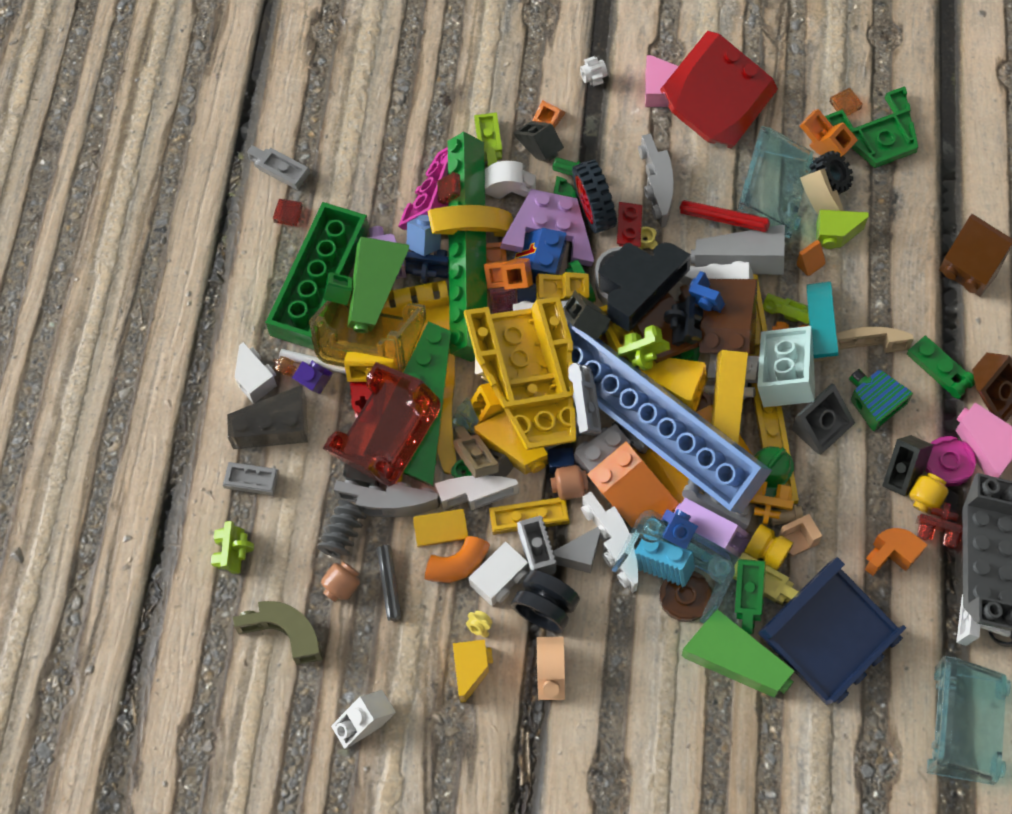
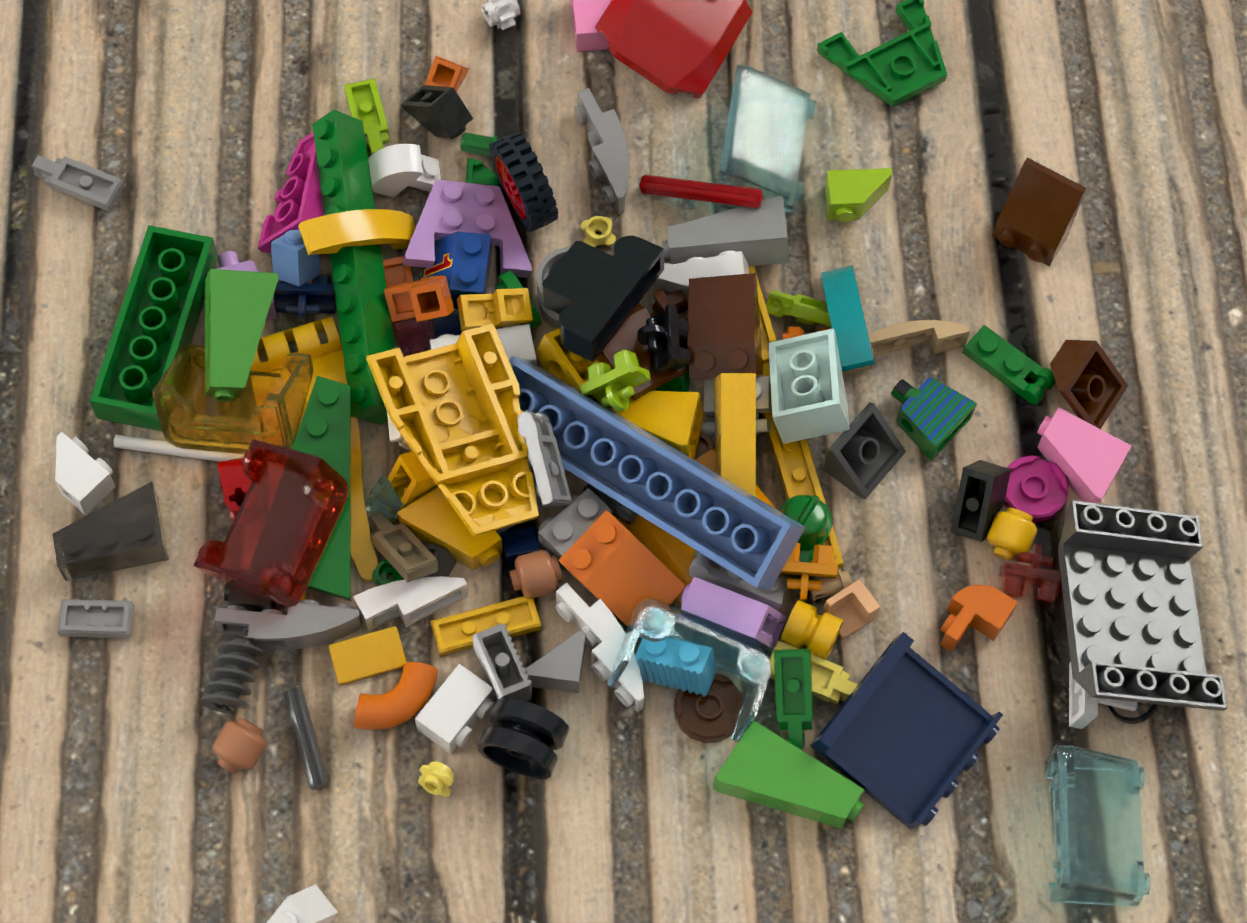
camera: 15 degrees left, 0 degrees up
(234, 548) = (84, 717): lime hips -> none
(284, 366) = (122, 458): clear orange plate -> none
(287, 212) = (99, 244): clear red tile -> none
(287, 619) = (170, 806): olive arch -> none
(312, 376) = (165, 468): dark purple brick -> none
(338, 288) = (186, 343): green slope -> none
(359, 365) = (230, 445): yellow slope -> none
(448, 188) = (322, 189): clear red tile -> none
(471, 666) = (432, 837): yellow slope -> none
(550, 668) = (541, 826): light nougat brick -> none
(586, 316) = (532, 346): pearl dark grey slope -> none
(629, 224) = (574, 215): red hinge -> none
(679, 529) = (692, 619): blue bracket -> none
(705, 297) = (689, 304): blue bracket -> none
(811, 258) = (823, 237): orange slope -> none
(820, 192) = (824, 146): tan slope -> none
(825, 136) = (826, 74): orange brick -> none
(836, 170) = (836, 121): black tyre -> none
(847, 101) = (845, 20): clear orange tile -> none

